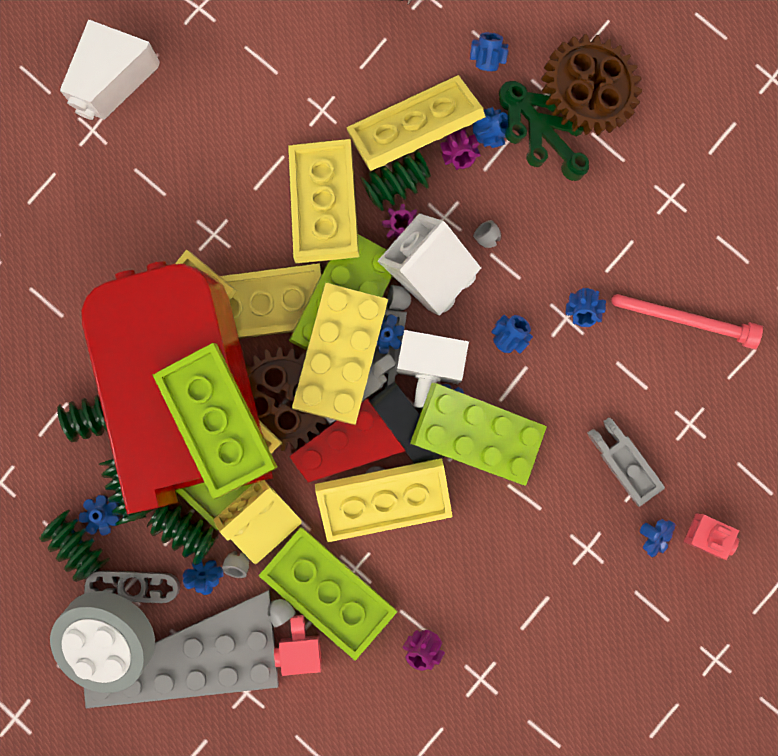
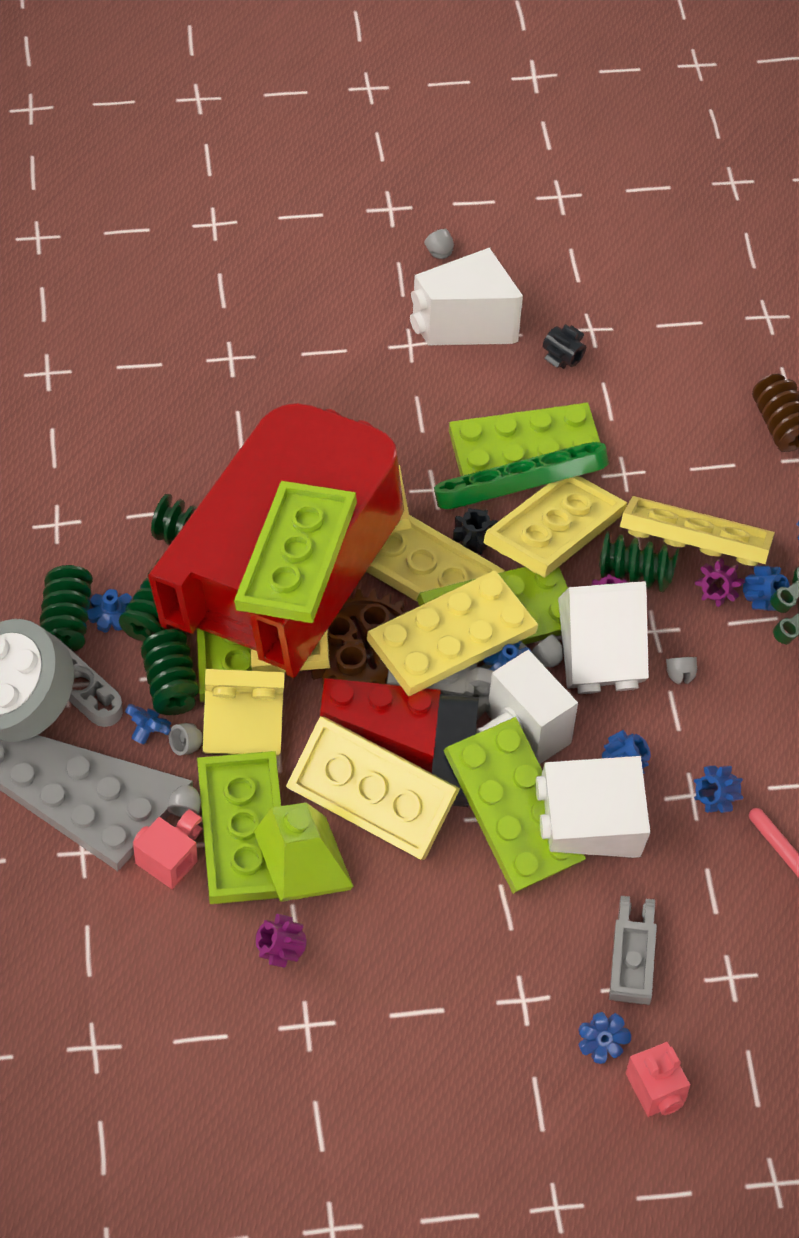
camera: 45 degrees right, 30 degrees down
(37, 28) = (440, 244): none -> light grey hinge
(199, 45) = (564, 346): none -> black gear
(241, 145) = (519, 436): none -> lime plate
(267, 164) = (521, 475): none -> green beam
(274, 257) = (472, 529): none -> black gear
(385, 583) = (301, 853): none -> lime slope
(535, 400) = (594, 806): none -> white slope

